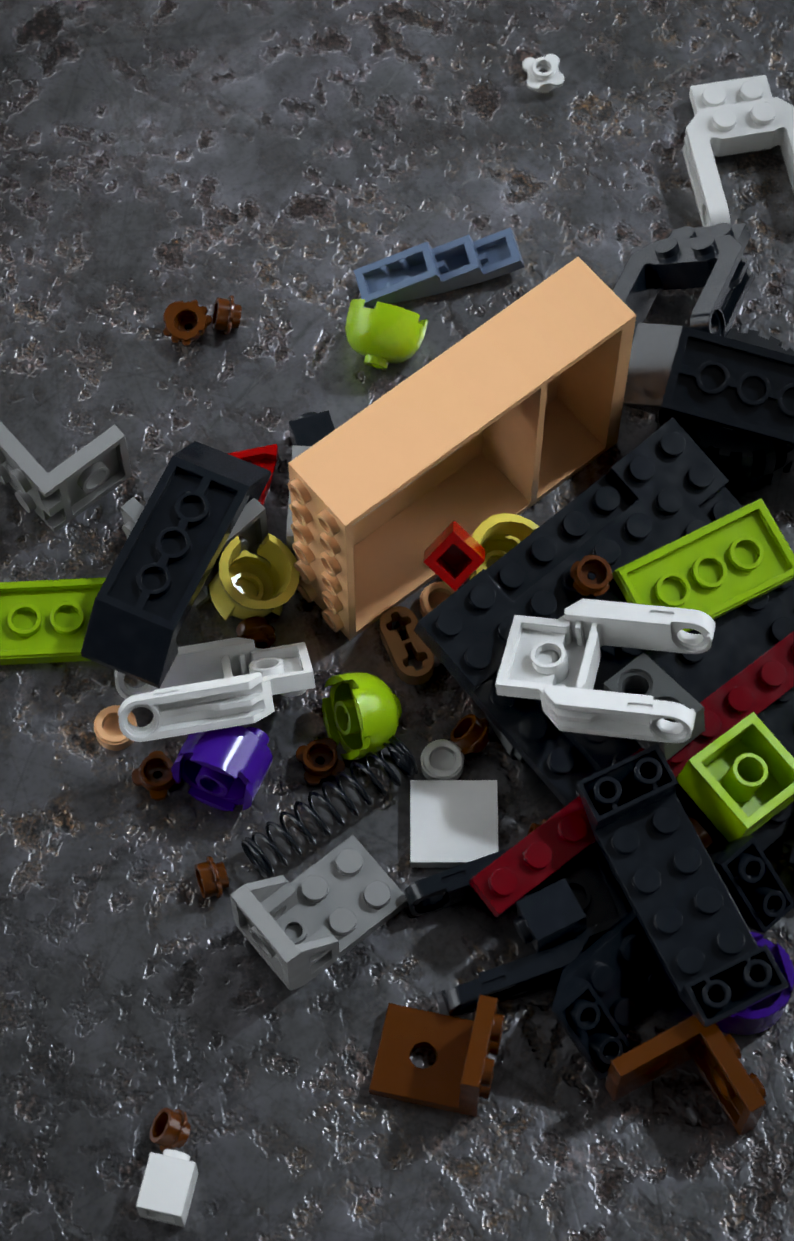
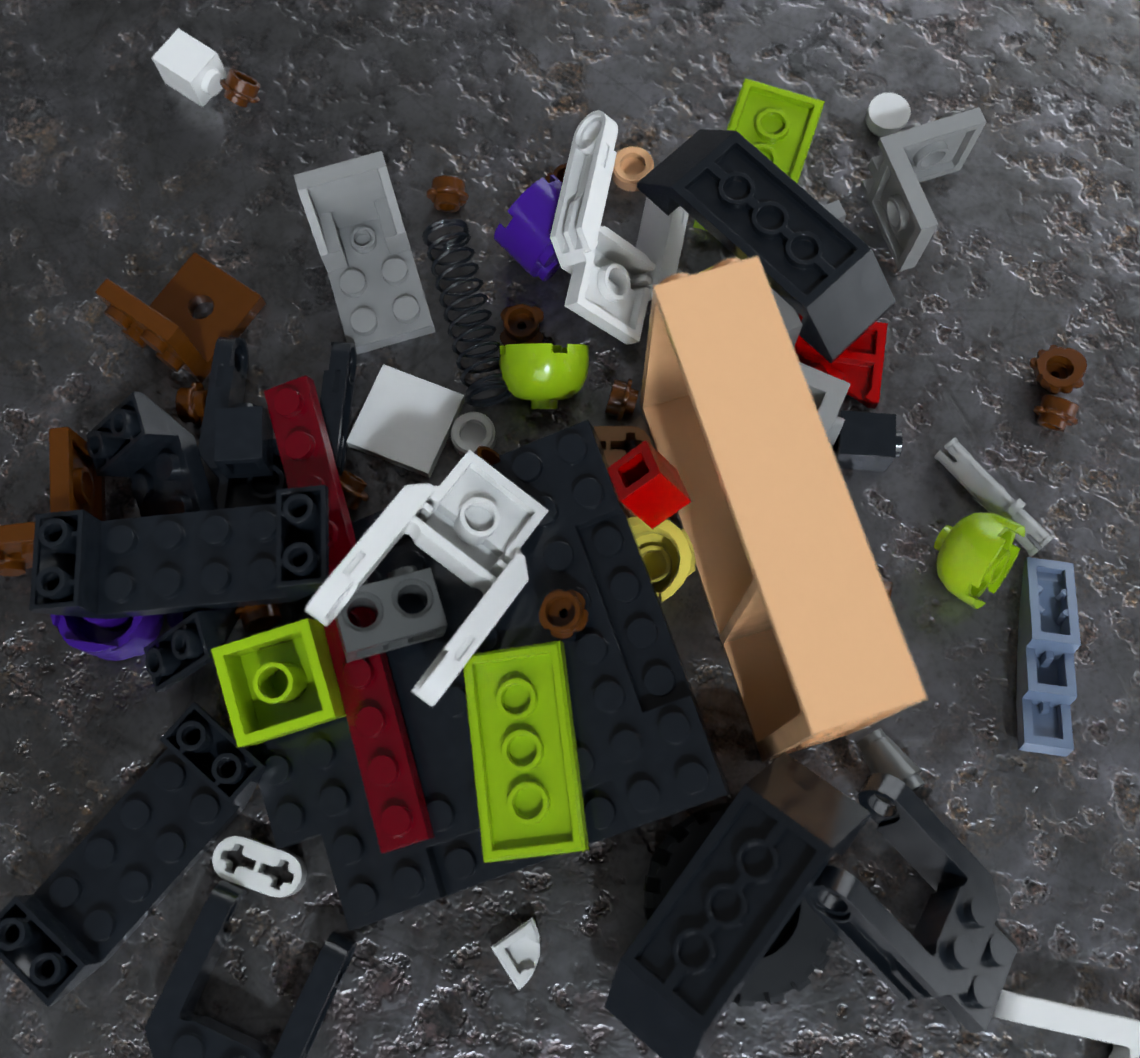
camera: 115 degrees right, 10 degrees up
(329, 328) = (992, 494): none -> light grey pin
(357, 649) = (621, 399): none -> reddish brown plate
(522, 1010) = (191, 403): none -> reddish brown plate

